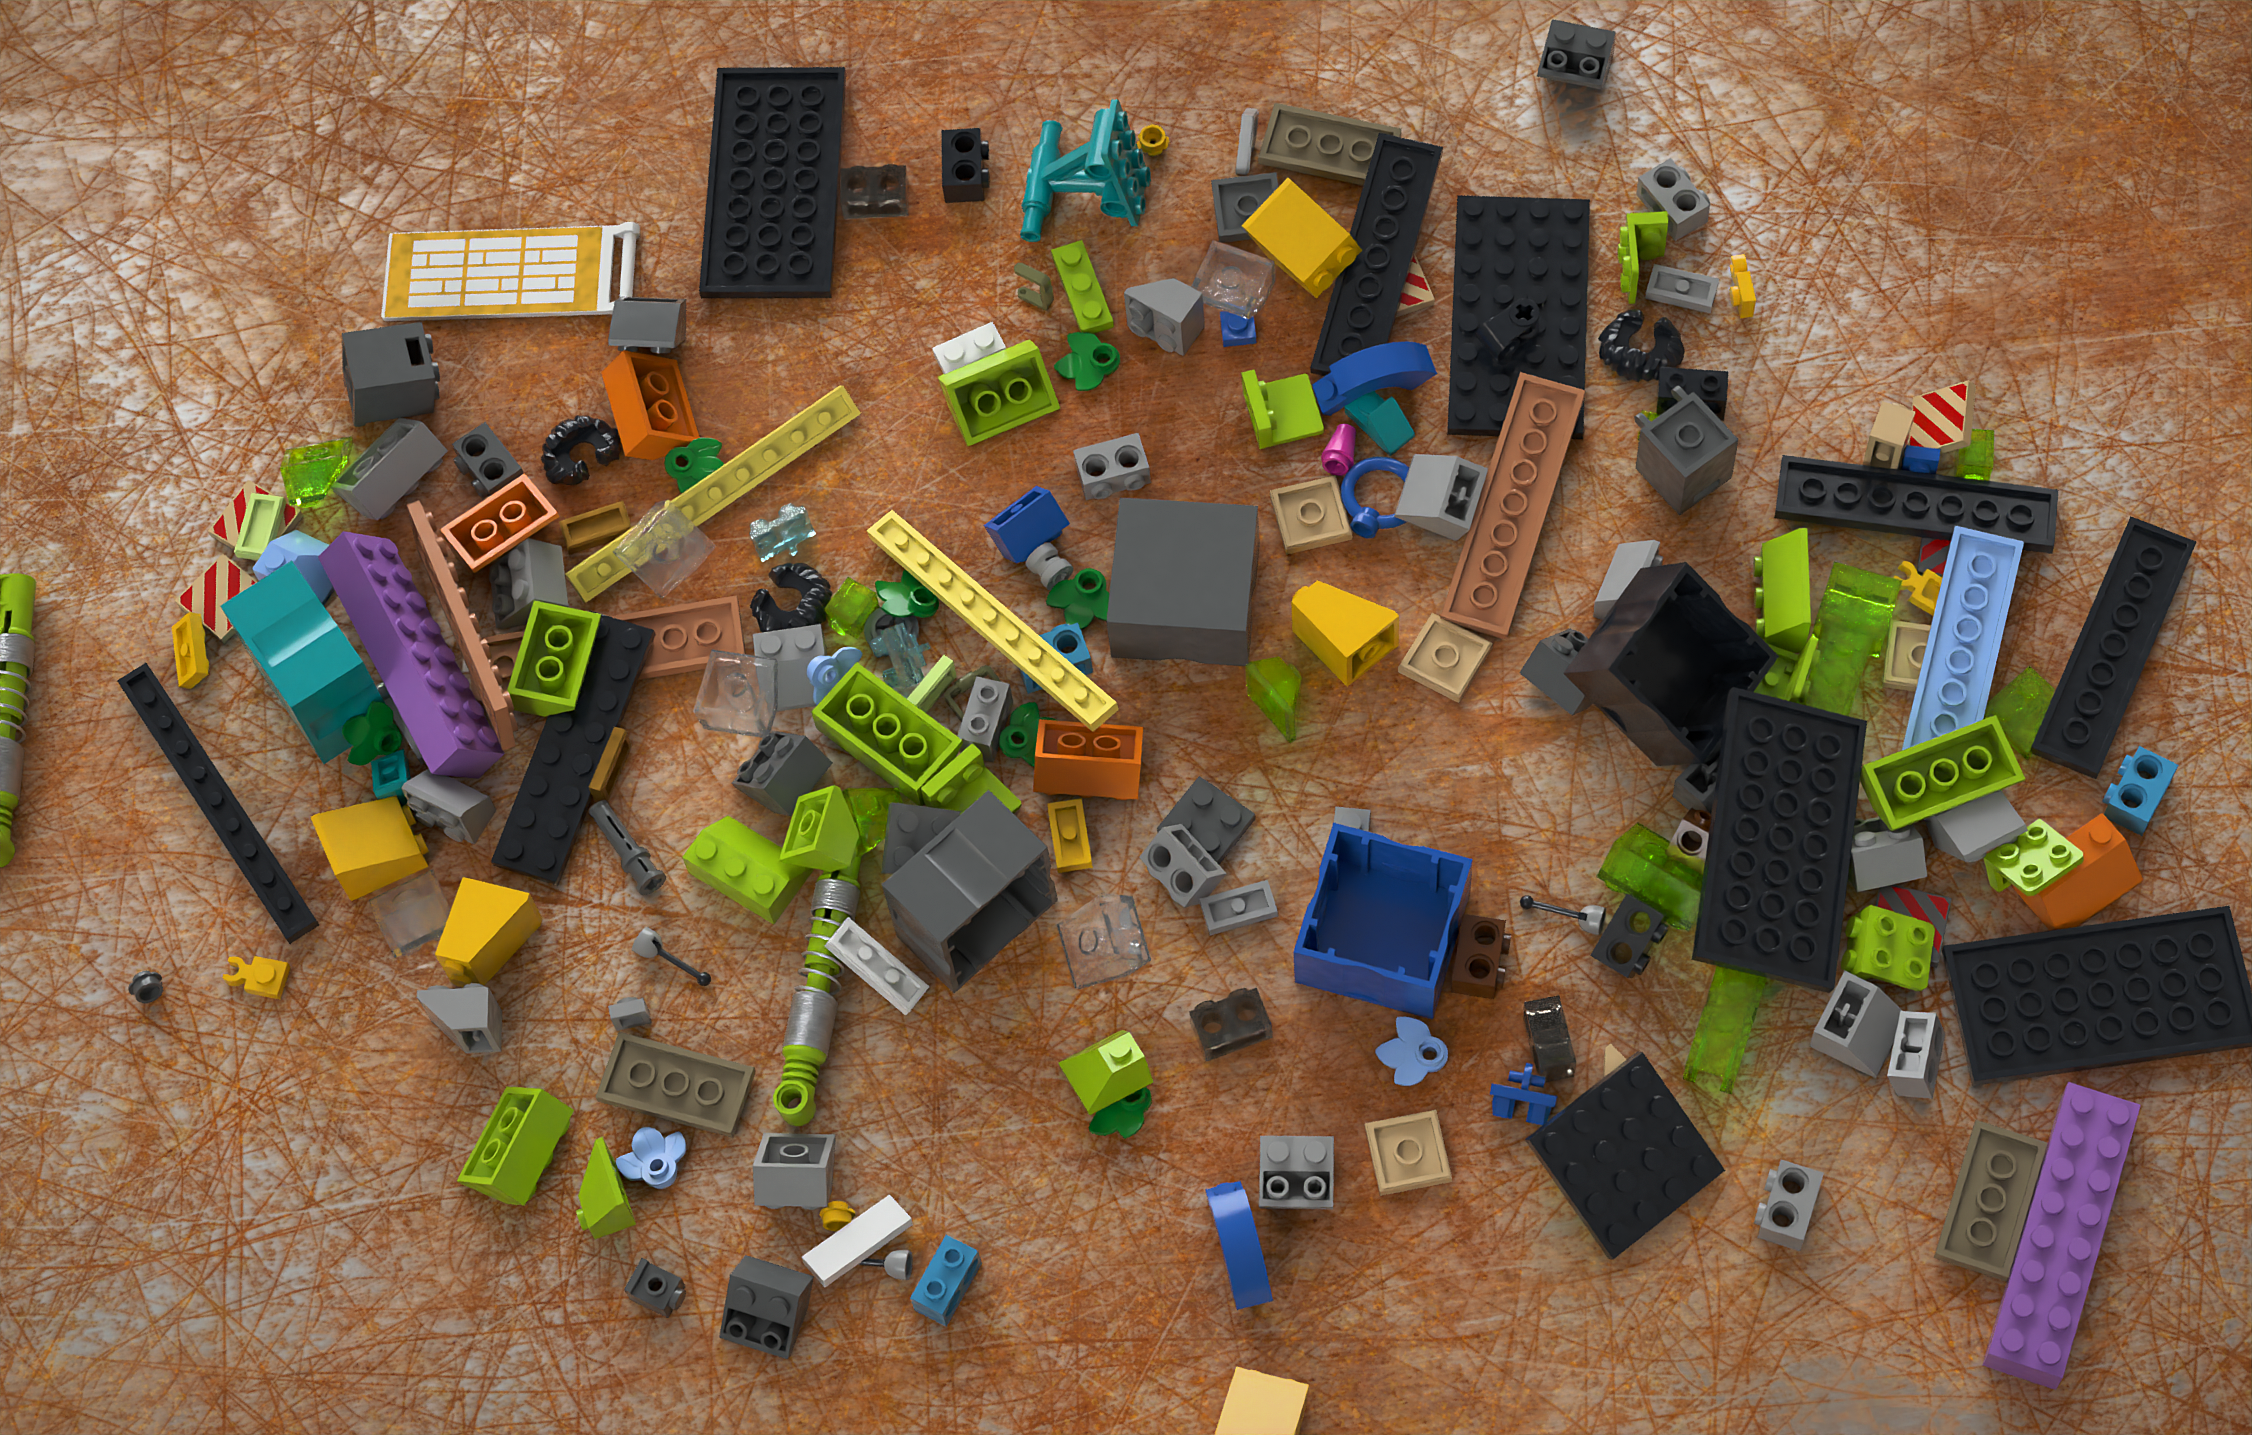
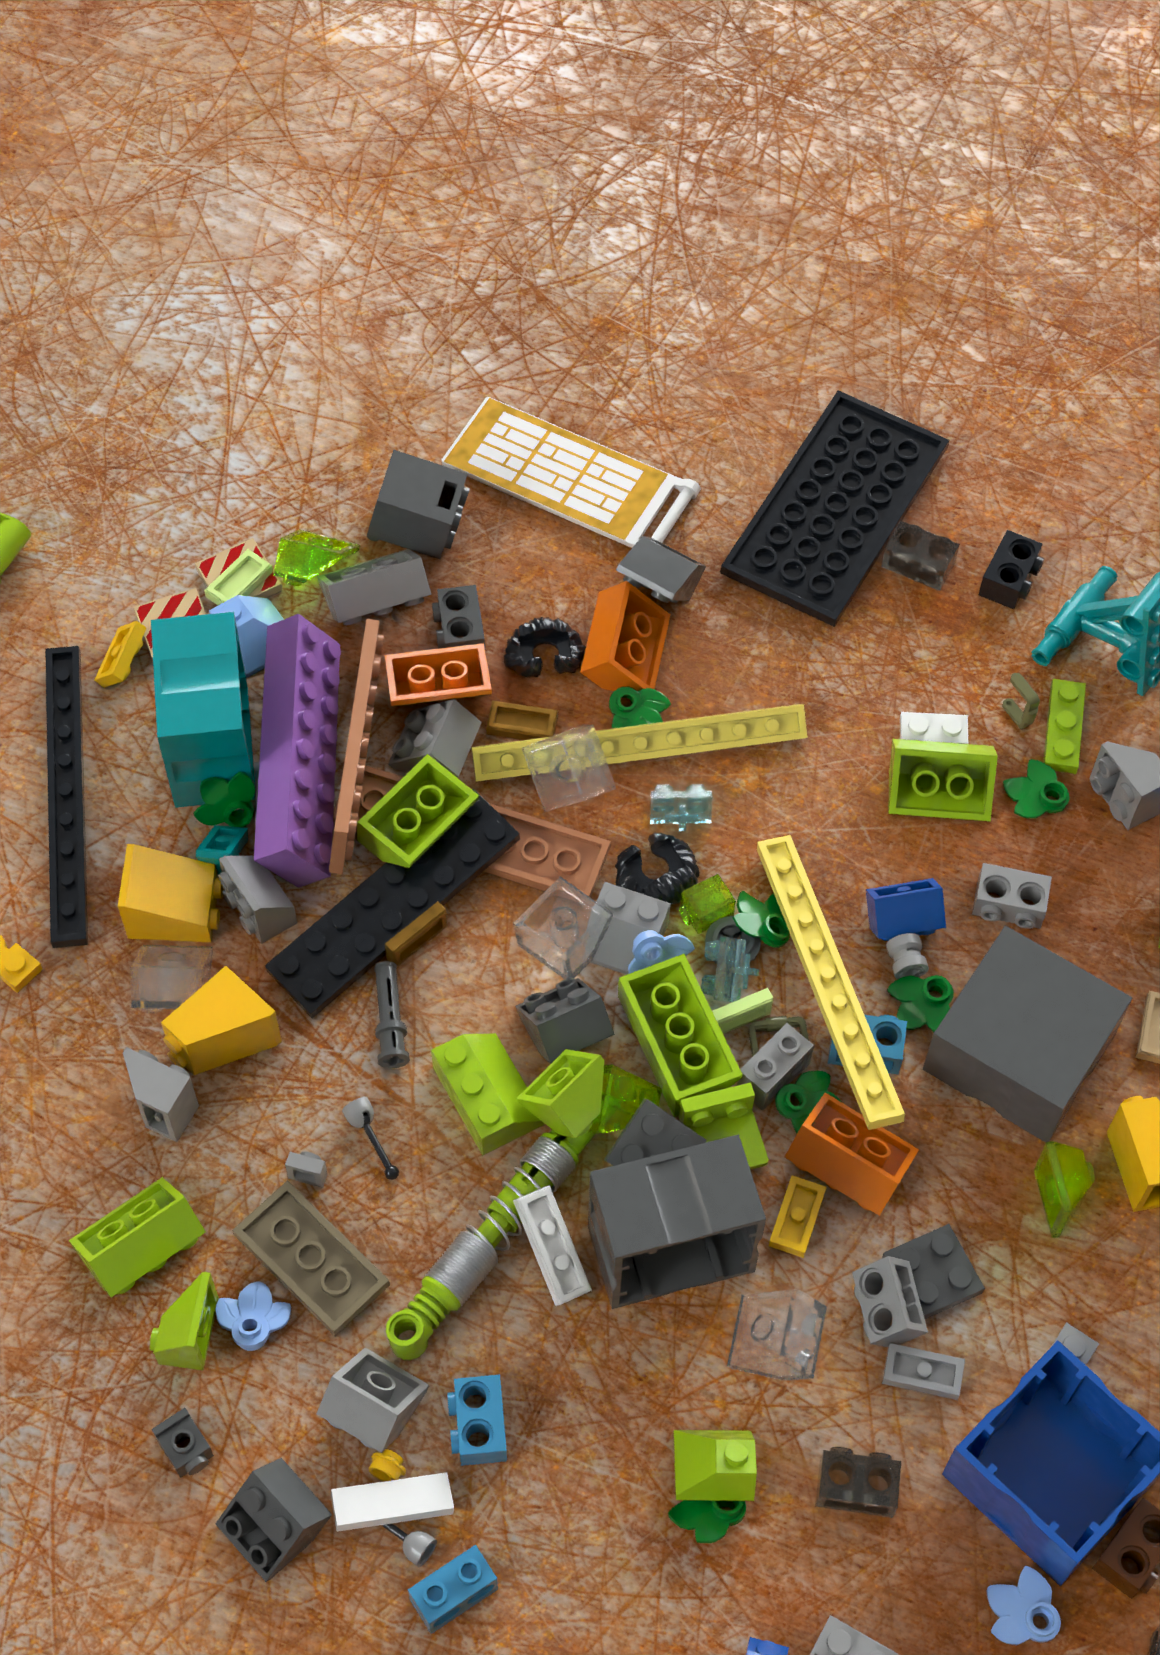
camera: 20 degrees right, 5 degrees down
(898, 1136) = (485, 1419): none -> dark azure brick

